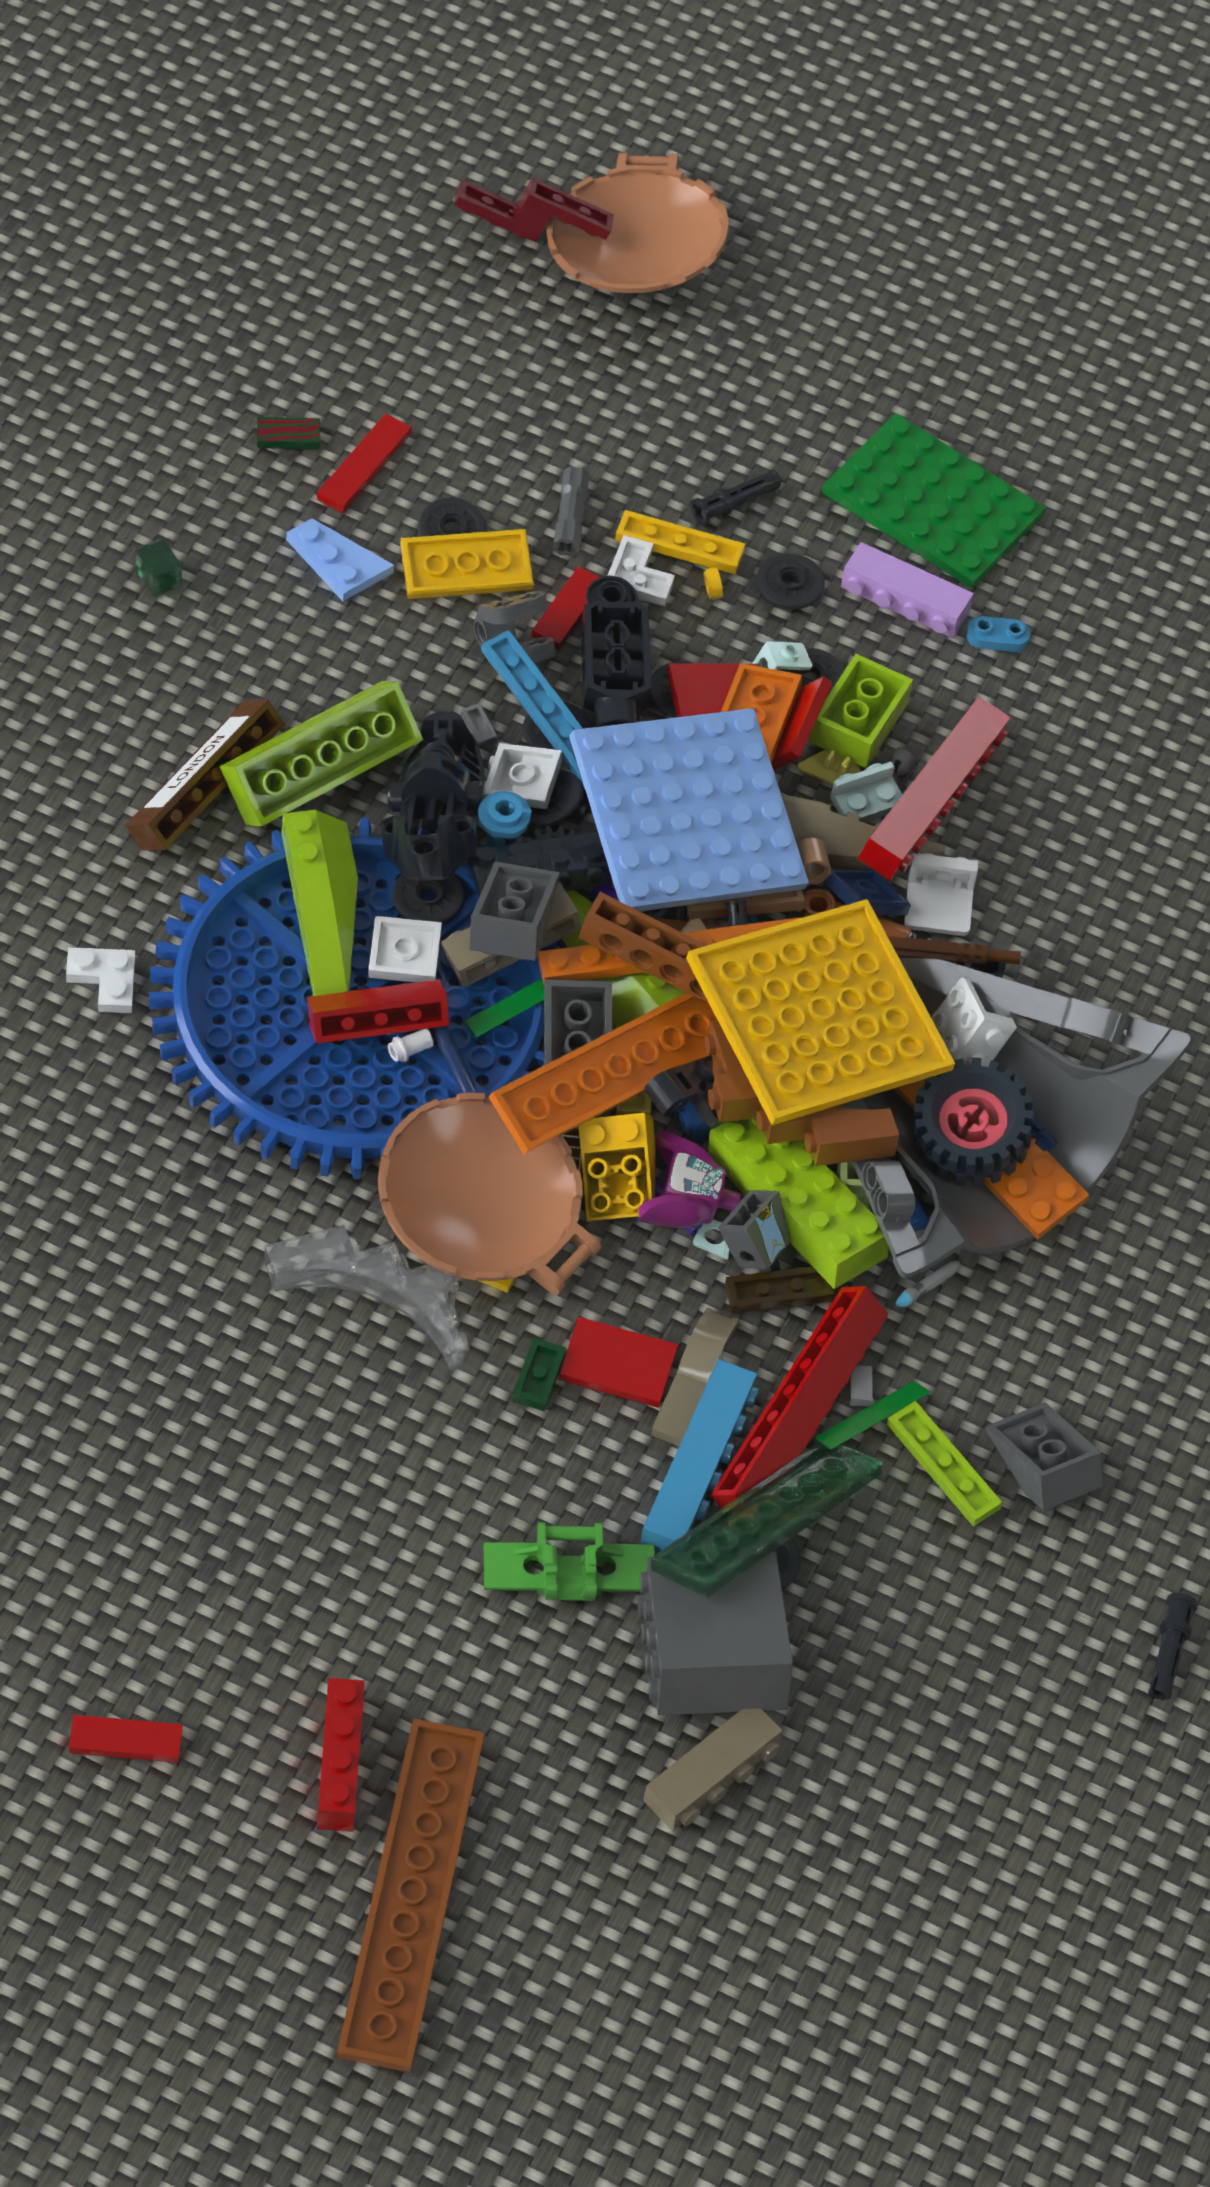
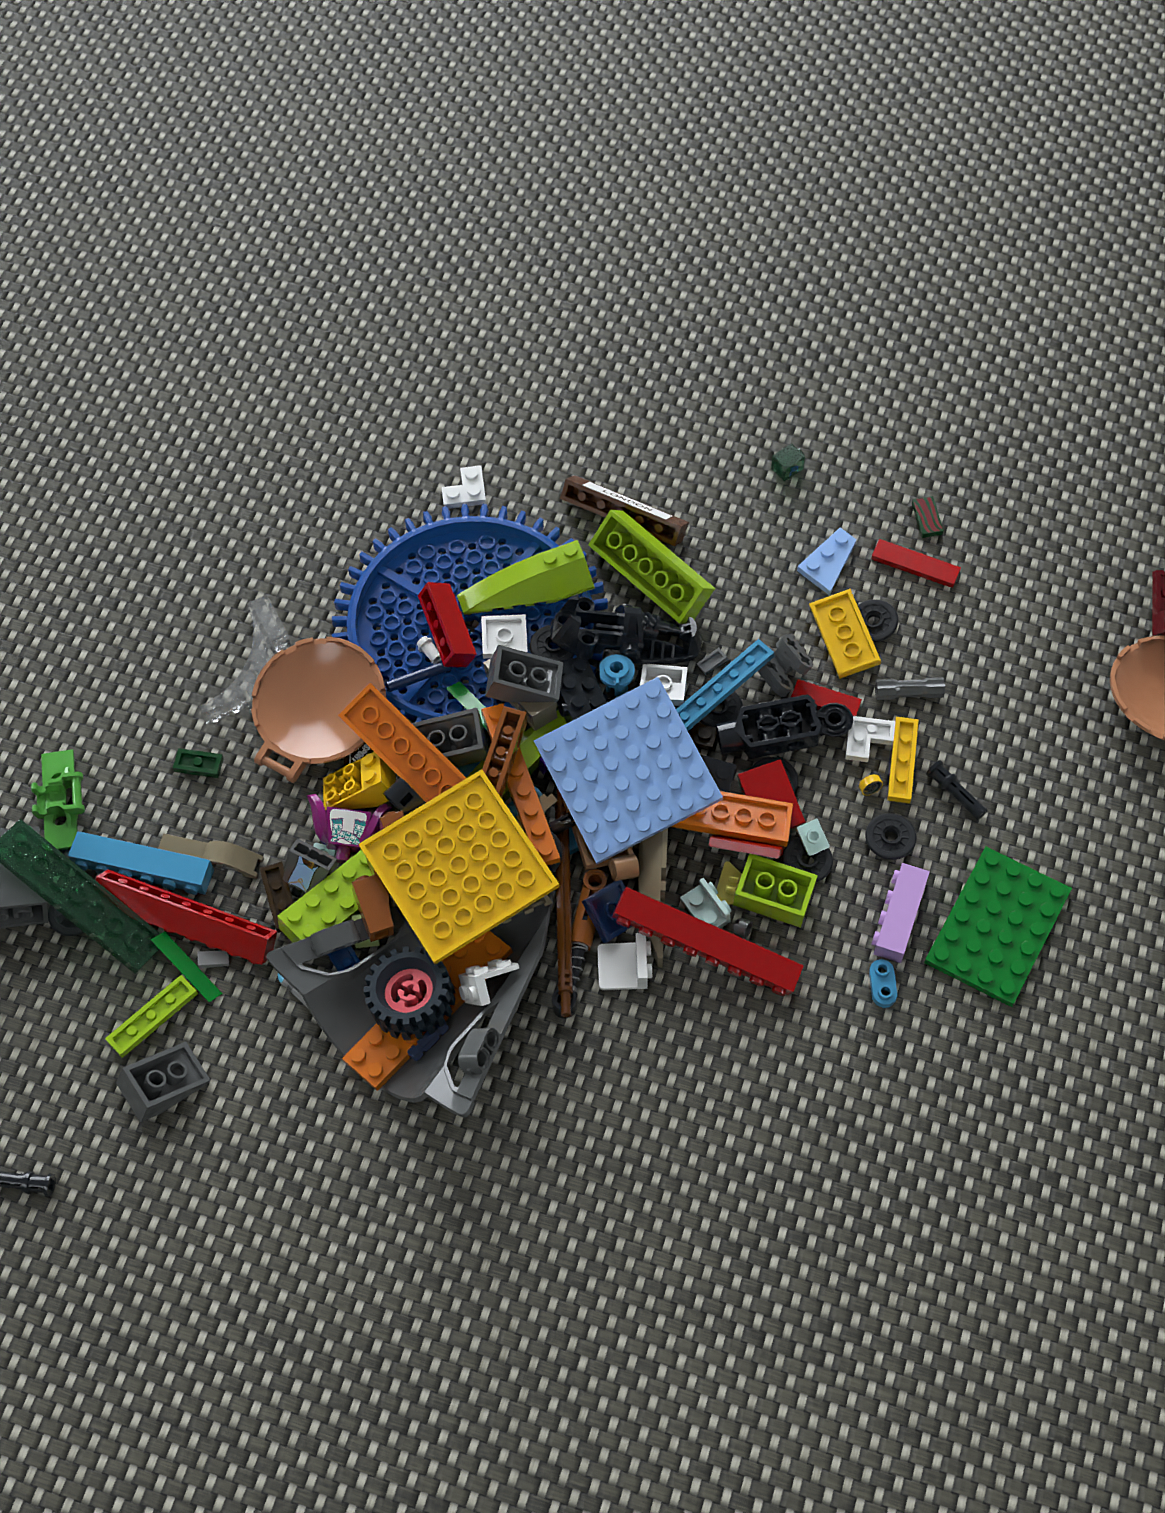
camera: 90 degrees right, 5 degrees up
(618, 1362) = (215, 809): red tile -> none

